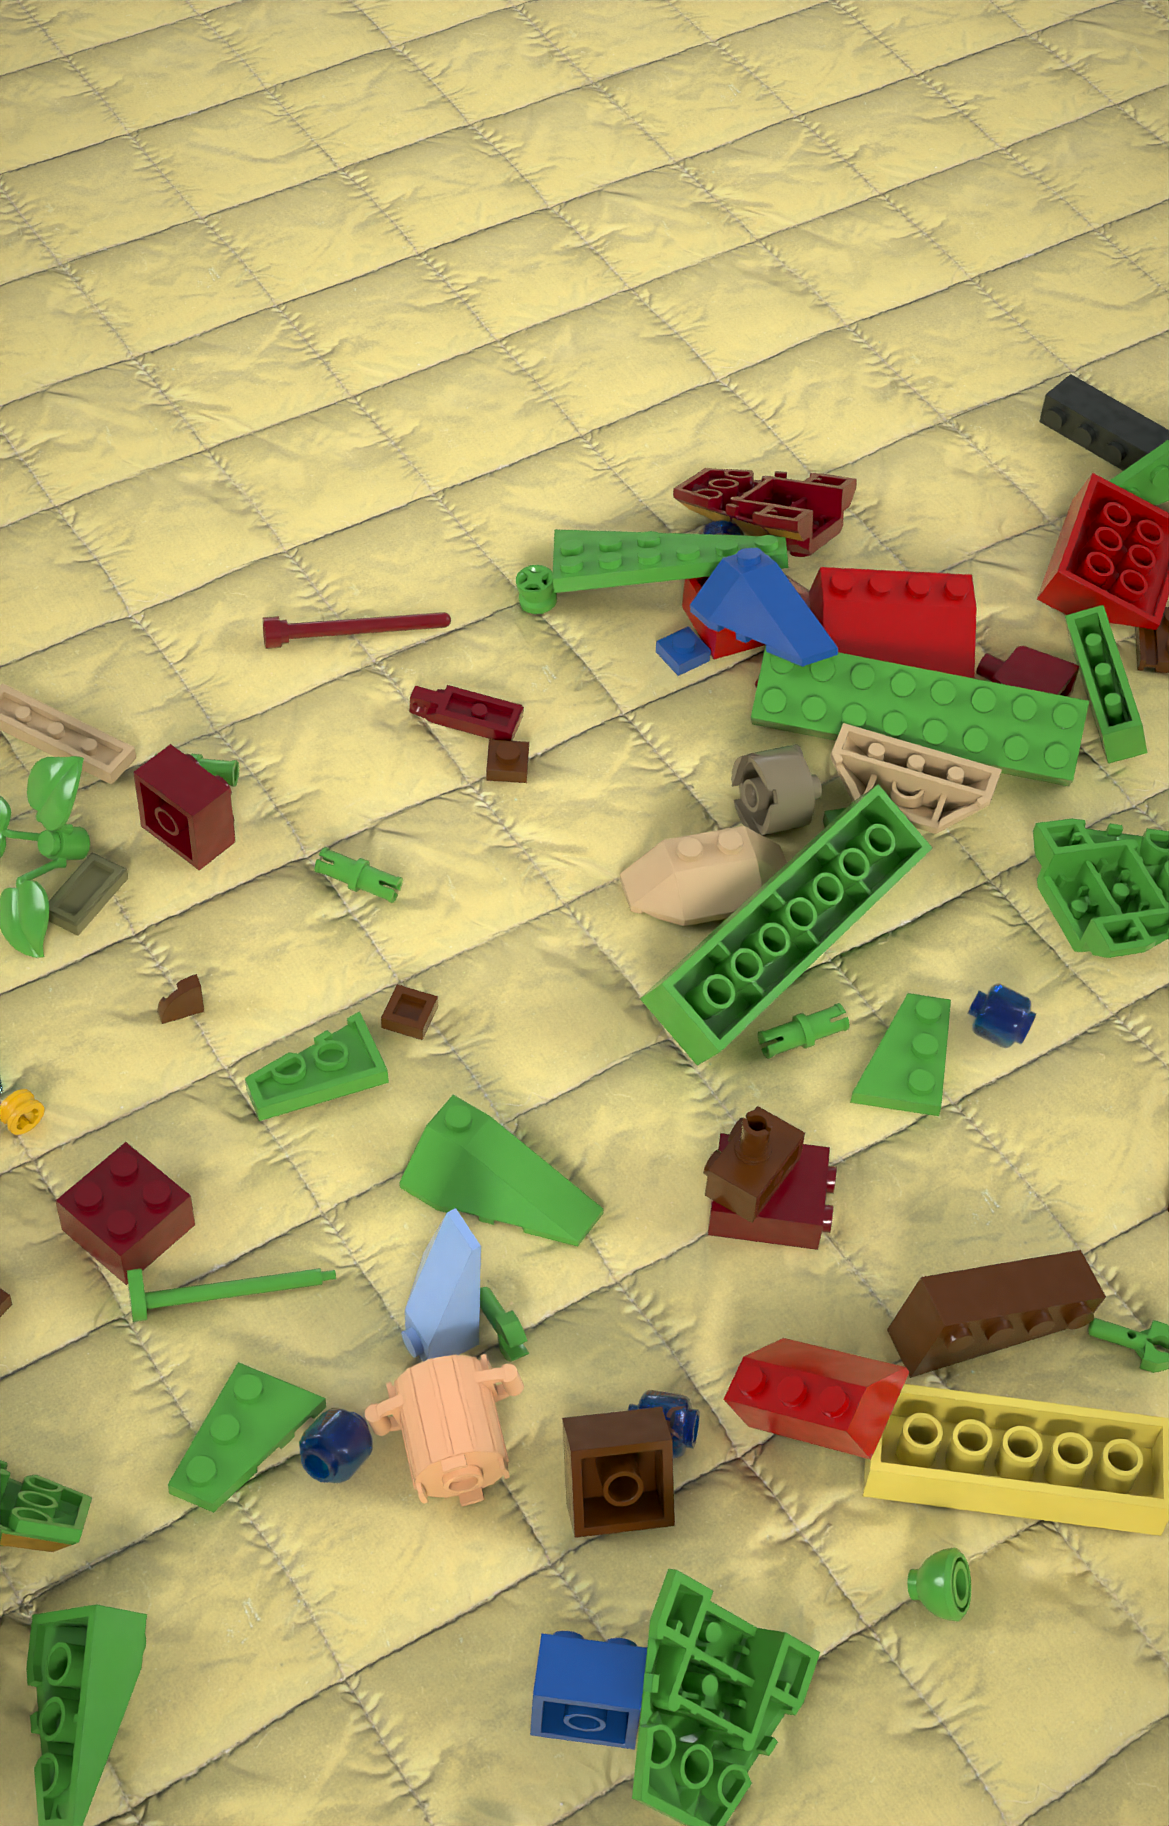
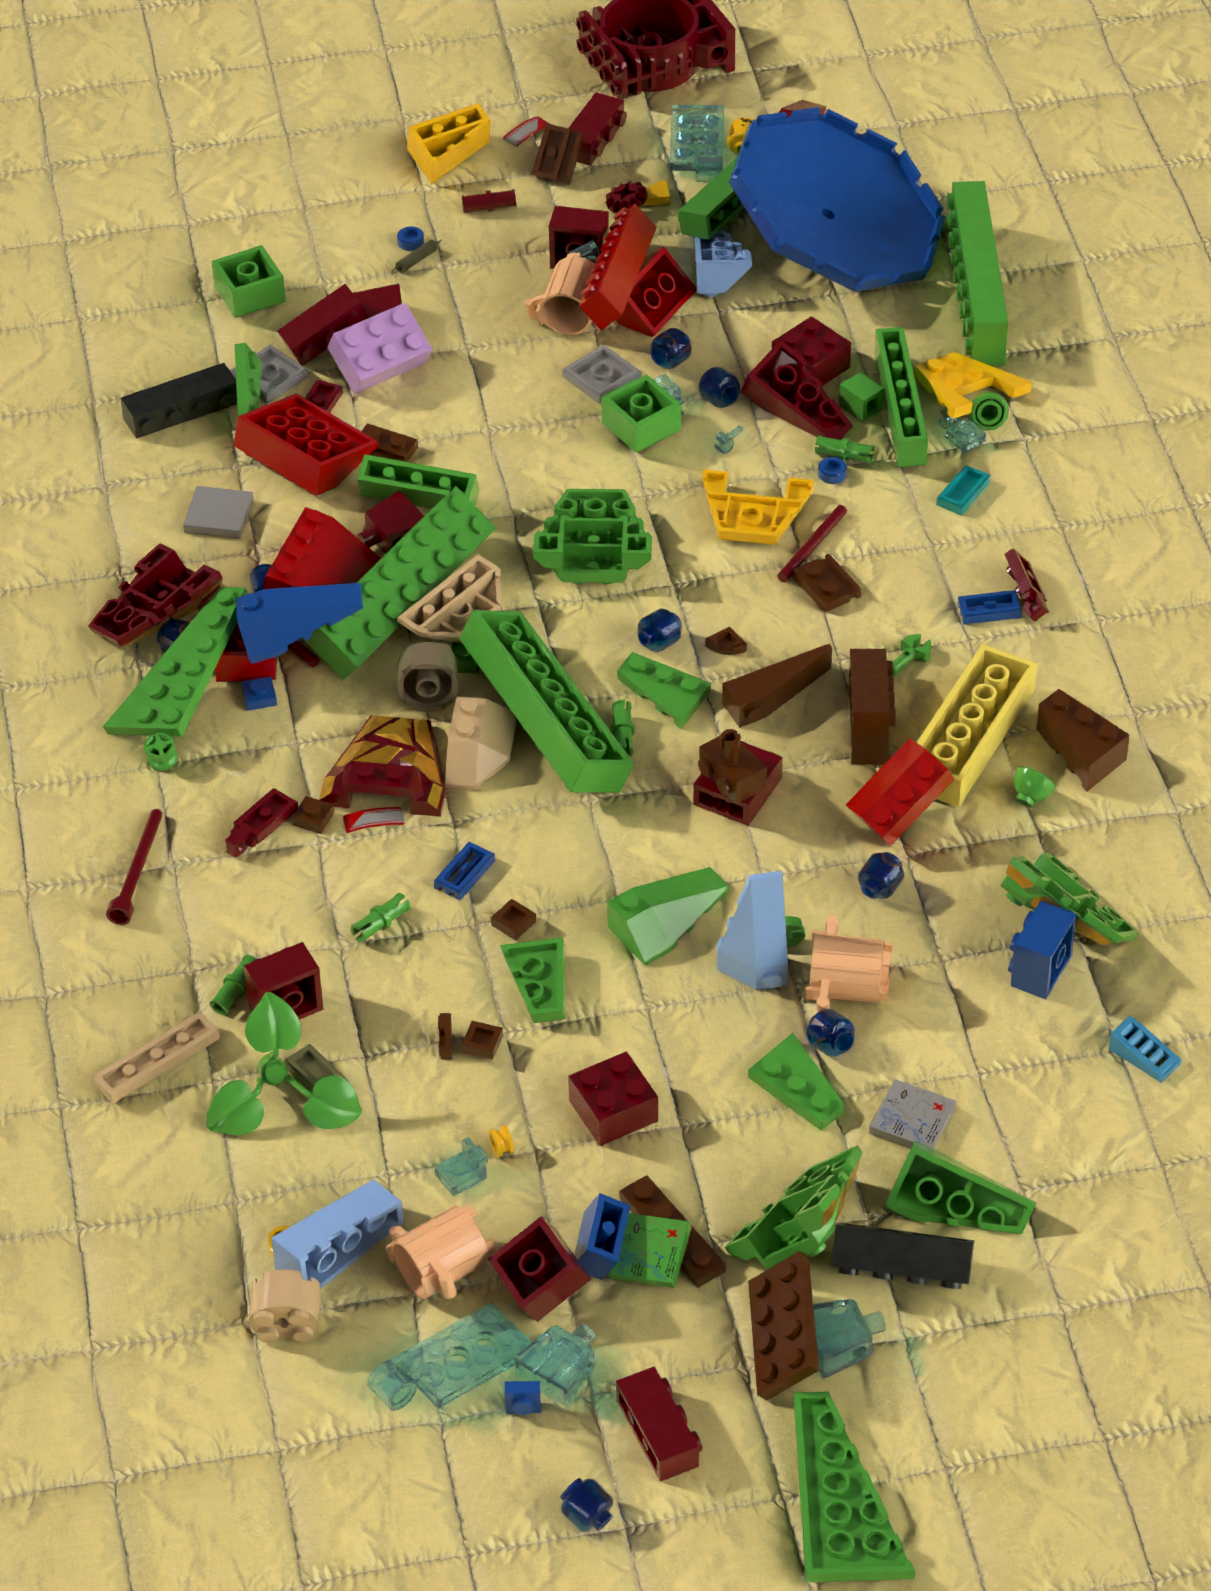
camera: 65 degrees left, 5 degrees down
(142, 1300) = (680, 1108): bright green piece -> none
(188, 1041) = (482, 1040): none -> reddish brown plate
(221, 1607) = (912, 1115): none -> light grey tile
(479, 944) = (469, 872): none -> blue tile
(532, 824) = (373, 818): none -> sticker
(618, 1472) = (912, 896): reddish brown brick -> none
(619, 810) = (389, 759): none -> dark red wedge
(959, 524) = (218, 512): none -> light grey tile
(963, 1177) = (767, 689): none -> reddish brown slope
(1035, 1105) = (726, 642): none -> reddish brown tile
(1073, 1631) = (1082, 737): none -> reddish brown wedge

